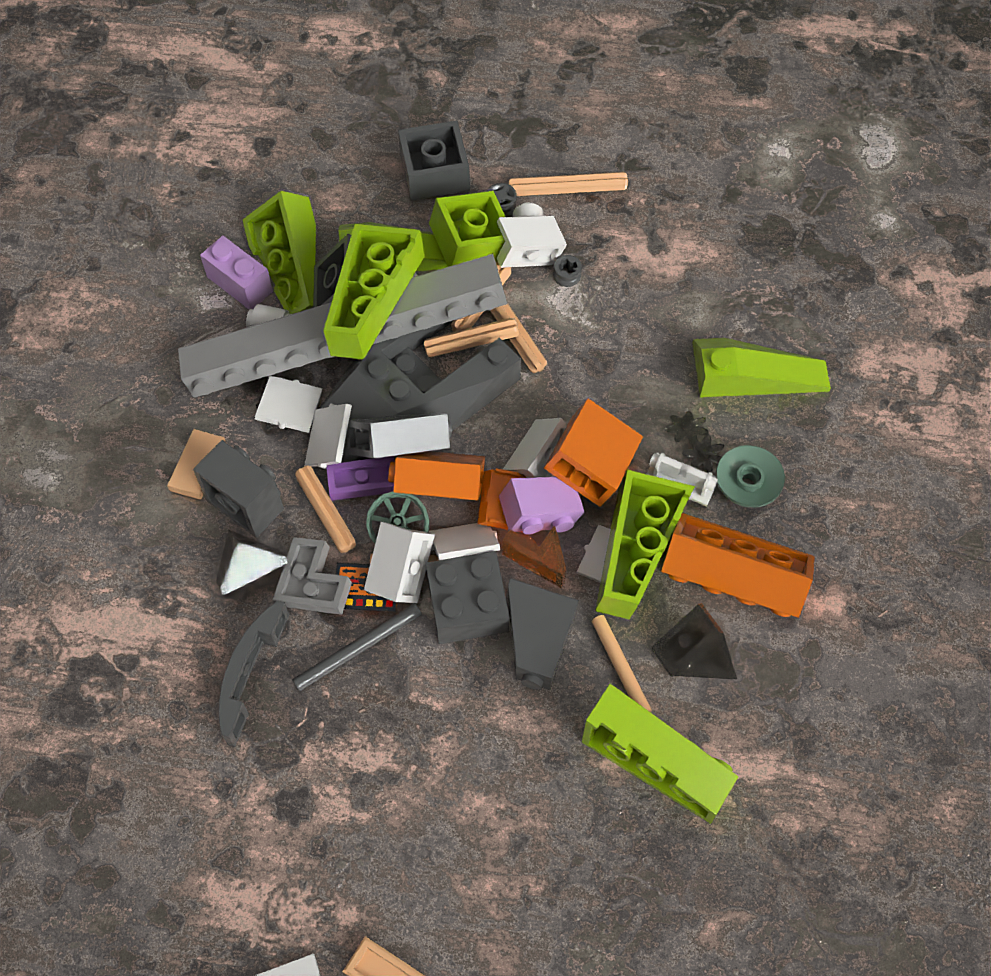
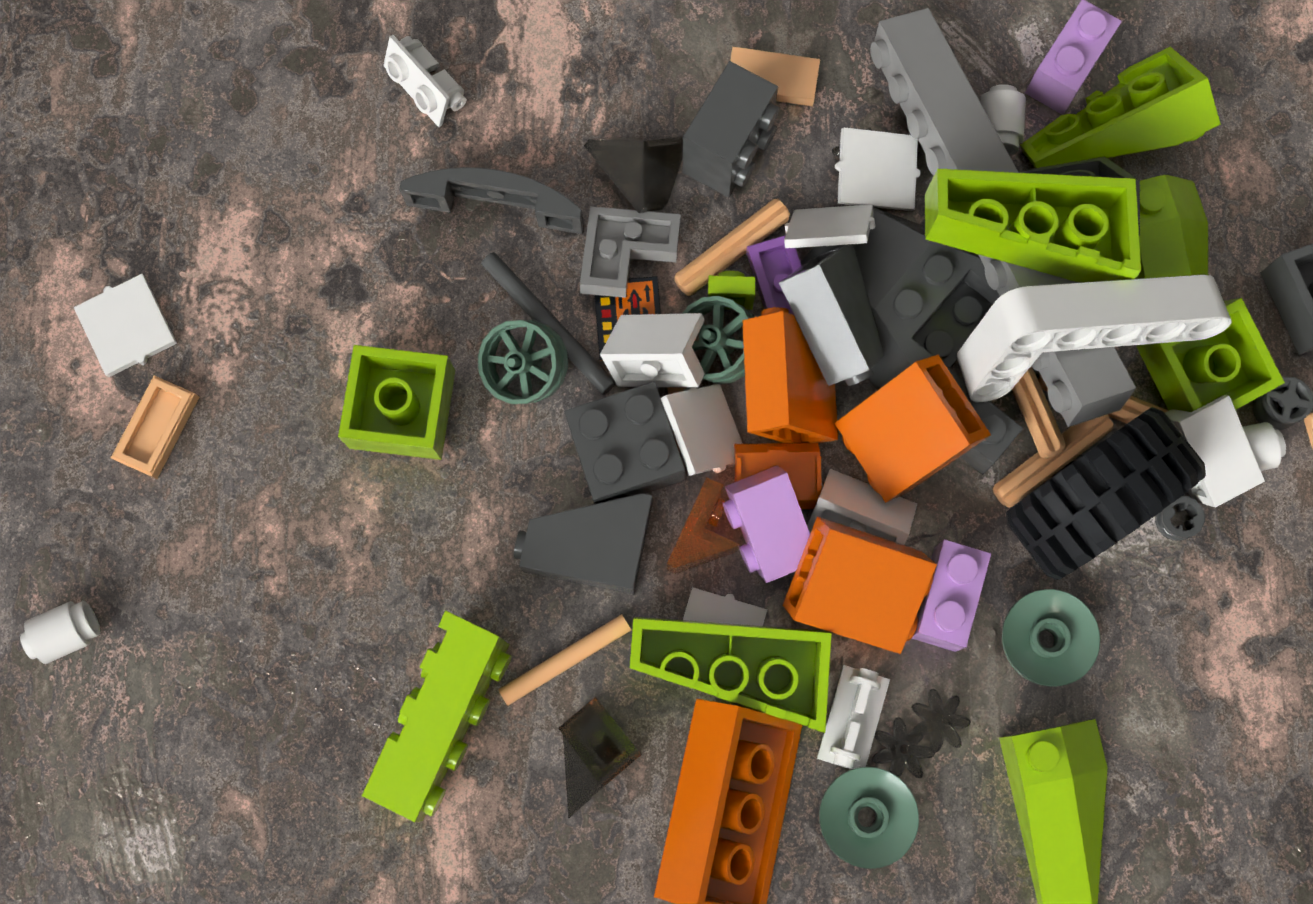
camera: 85 degrees right, 15 degrees up
(121, 725) = (410, 66): none -> white hinge
(358, 509) = (733, 286): none -> lime plate
(389, 661) = (522, 361): none -> sand green wheel
(406, 758) = (397, 402): none -> lime brick
(442, 283) = (1085, 317): none -> white beam
(489, 404) = (911, 428): none -> orange brick
(556, 291) = (1106, 494): none -> black tyre
(613, 397) = (954, 595): none -> lavender brick
(639, 341) = (1073, 631): none -> sand green dish

